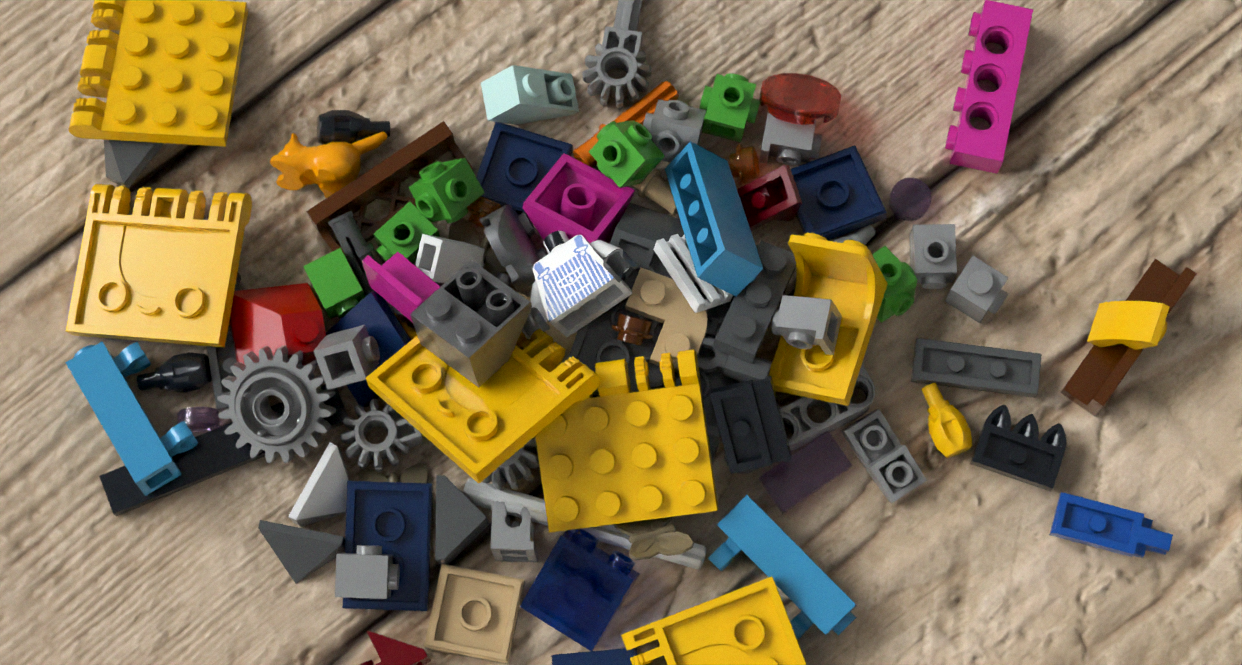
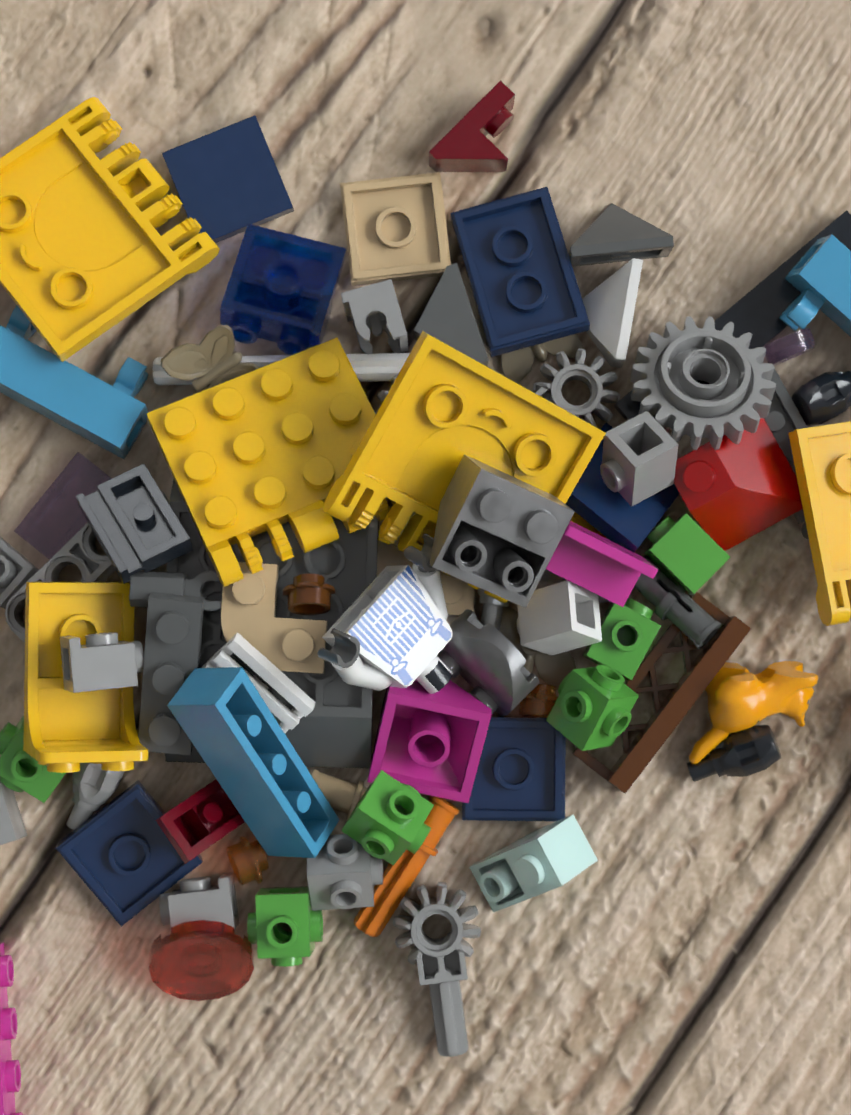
camera: 160 degrees right, 10 degrees up
(366, 574) = (530, 220): light grey brick -> none
(910, 199) = (36, 880): clear purple tile -> none

